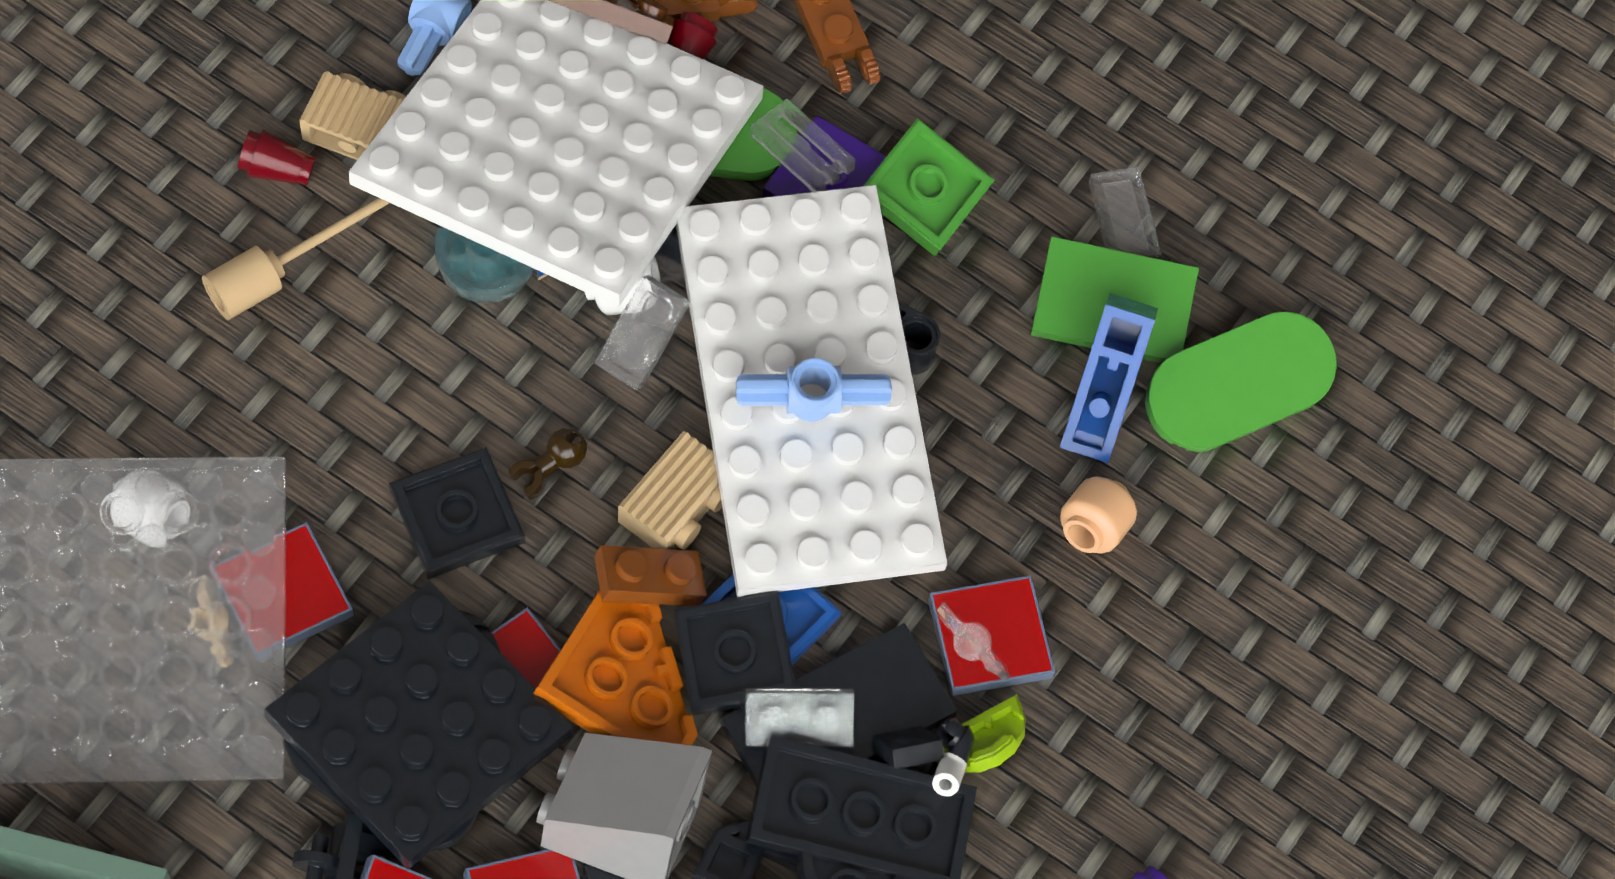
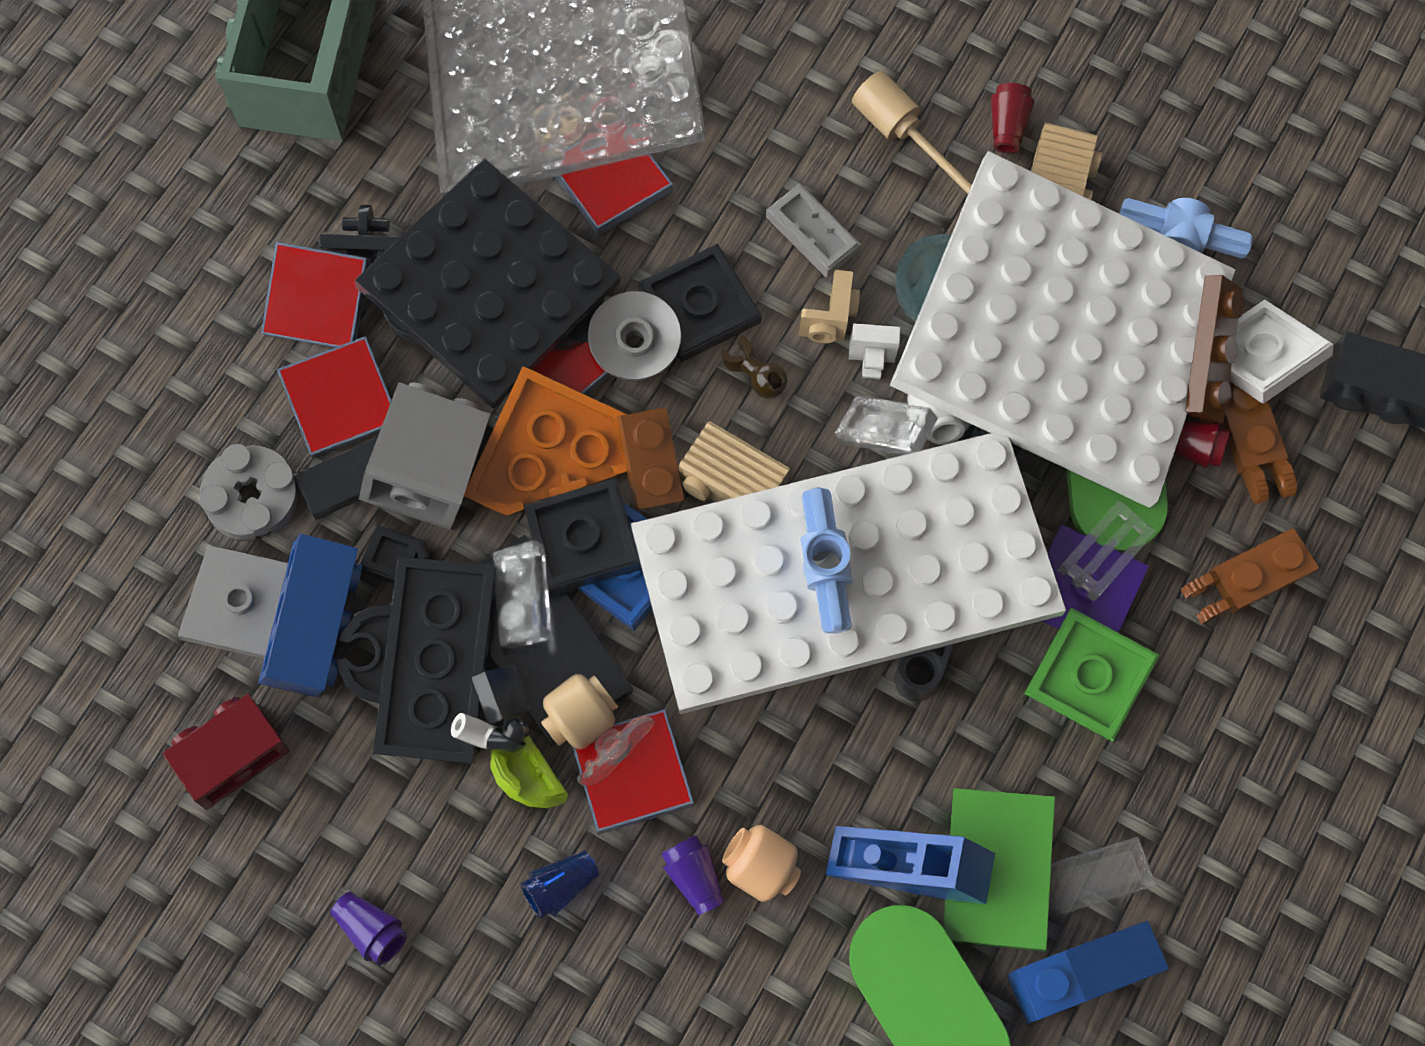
camera: 90 degrees right, 5 degrees up
(387, 381) = (813, 230): none -> light grey plate
(494, 365) = (832, 324): none -> tan bracket
(501, 556) = (634, 315): none -> light grey dish
(545, 336) = (874, 346): none -> white tile
(936, 666) = (578, 711): none -> tan head
(1100, 583) = (694, 874): none -> dark purple cone
(1106, 714) = (558, 883): none -> clear blue cone
(1220, 244) = (1086, 971): none -> blue slope

